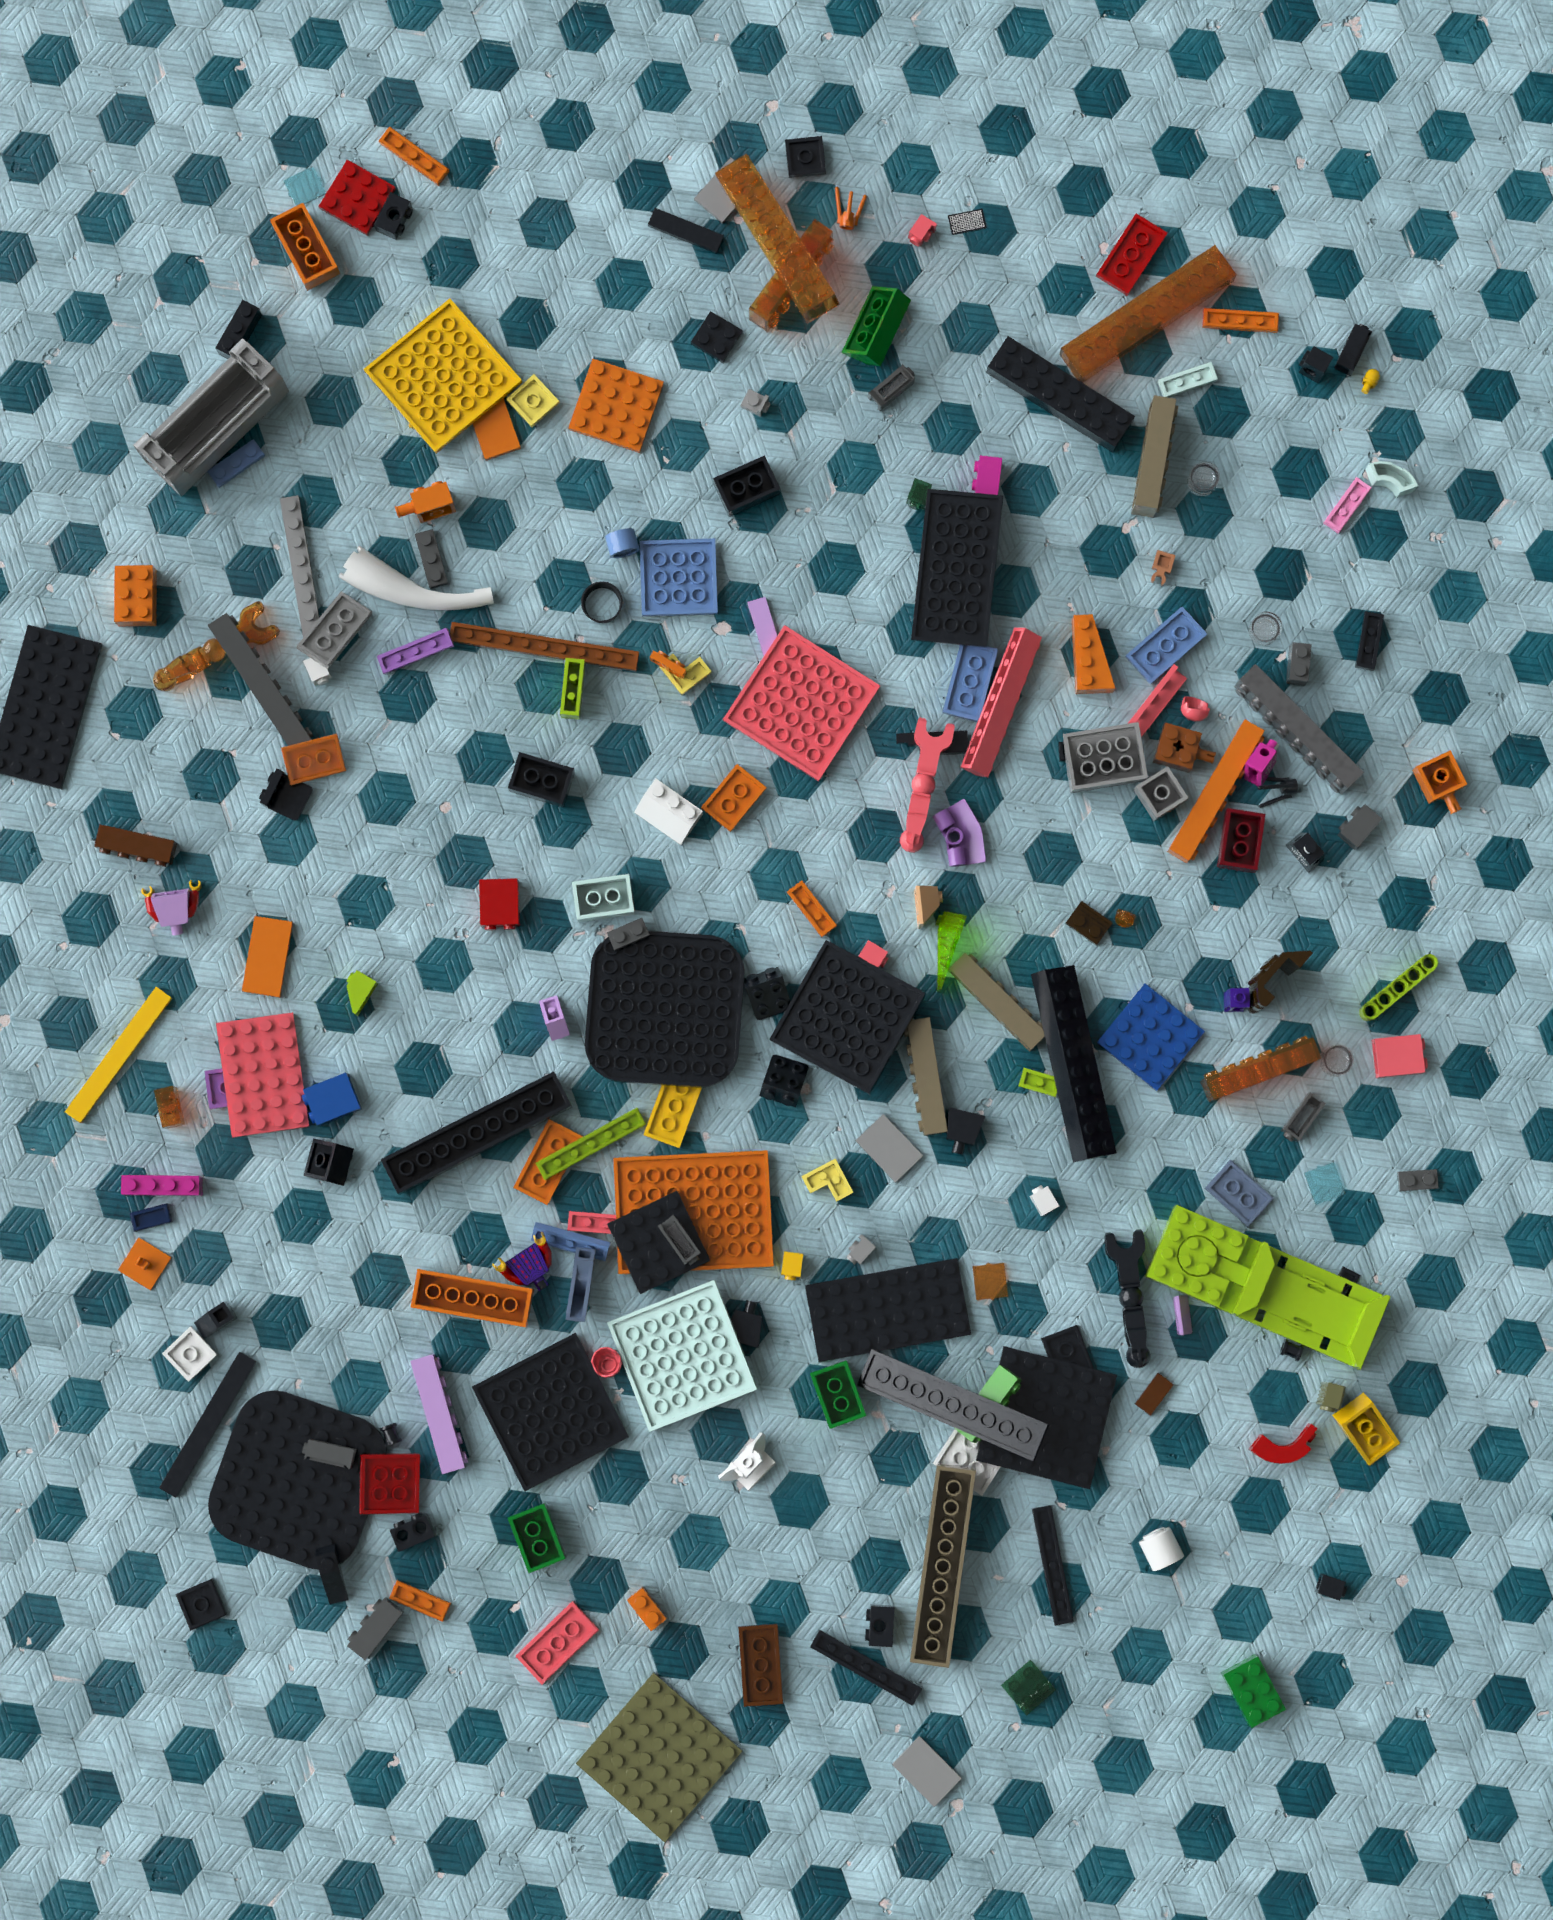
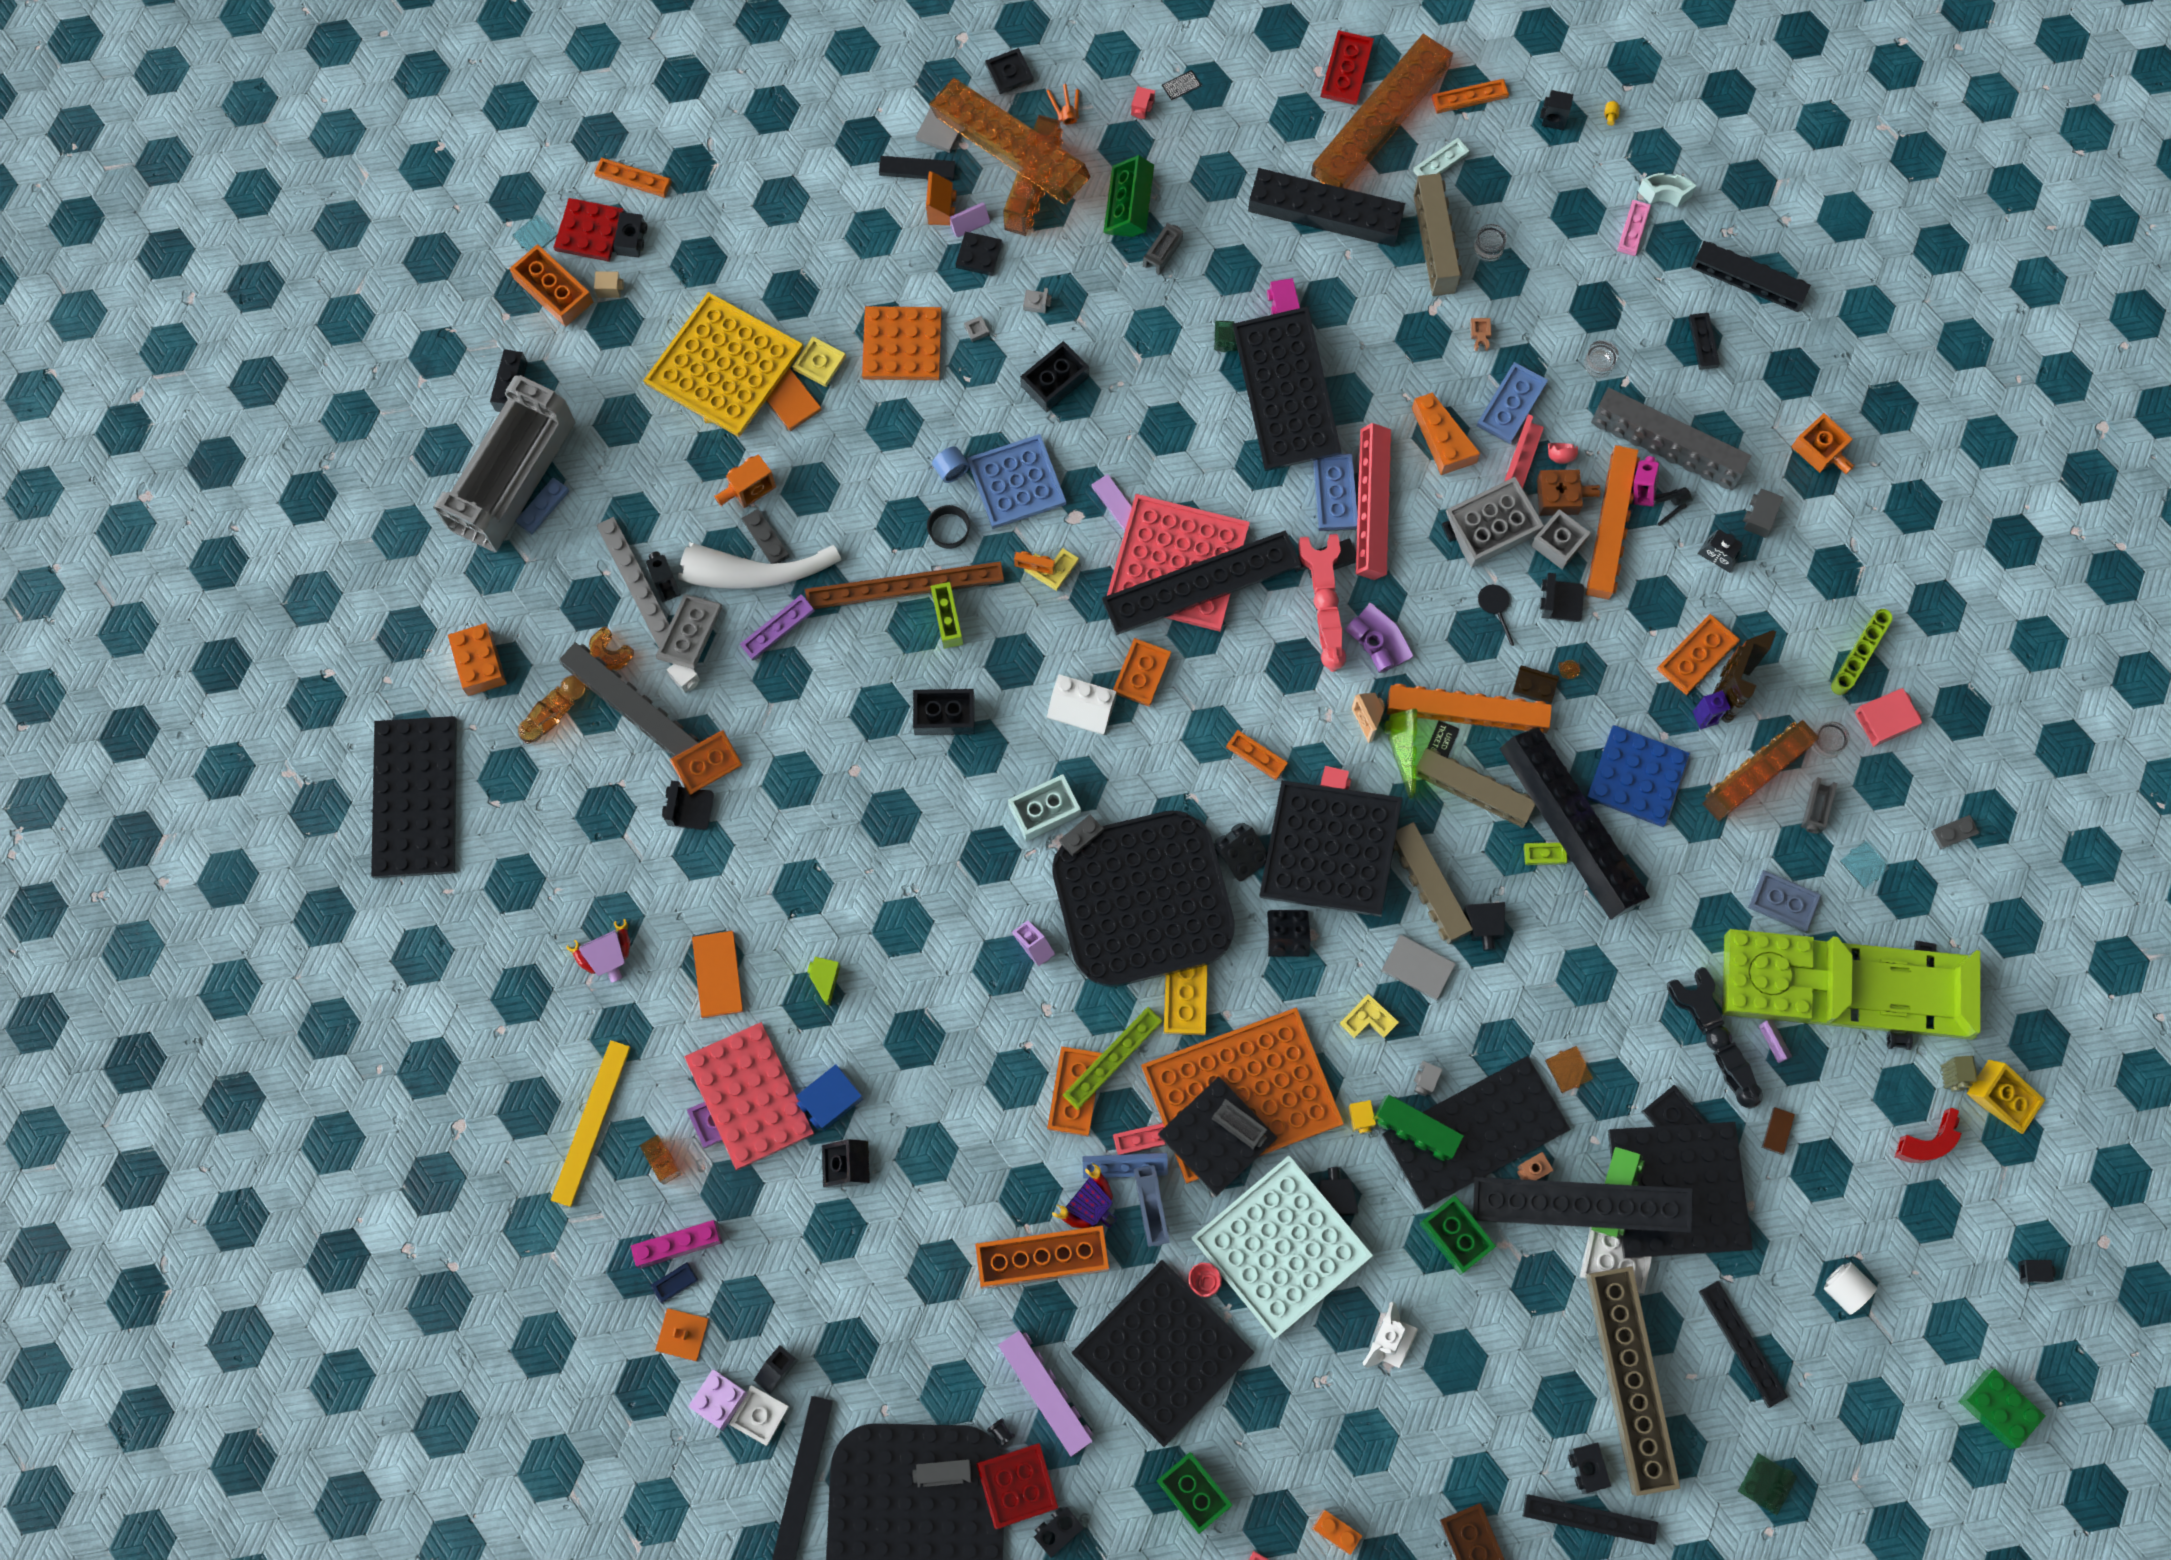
camera: 15 degrees left, 10 degrees down
(136, 845) = (547, 903): reddish brown brick -> none
(158, 1329) = (718, 1399): none -> lavender plate
(325, 569) = (661, 572): none -> black torso
(359, 261) = (608, 284): none -> tan brick
(476, 1133) = (991, 1084): black brick -> none
(499, 903) = (940, 846): red brick -> none
(690, 413) = (976, 328): none -> light grey tile
(695, 273) = (940, 200): none -> orange slope
(718, 300) = (969, 219): none -> lavender slope
(815, 731) = (1201, 582): none -> black plate
(835, 1291) = (1417, 1127): none -> green brick
(926, 1358) = (1534, 1168): none -> nougat brick
(986, 946) = (1443, 738): none -> black sticker
(1018, 927) = (1470, 709): none -> orange brick
(1043, 1200) = (1593, 969): white brick -> none
(1080, 830) = (1495, 600): none -> black piece
(1141, 850) = (1561, 599): none -> black bracket
(1241, 840) = (1655, 559): dark red brick -> none
(1248, 941) = (1698, 654): none -> orange tile
(1298, 664) = (1645, 380): dark grey brick -> none
(1353, 349) = (1585, 89): black window -> none
(1438, 590) = (1751, 276): none -> black brick

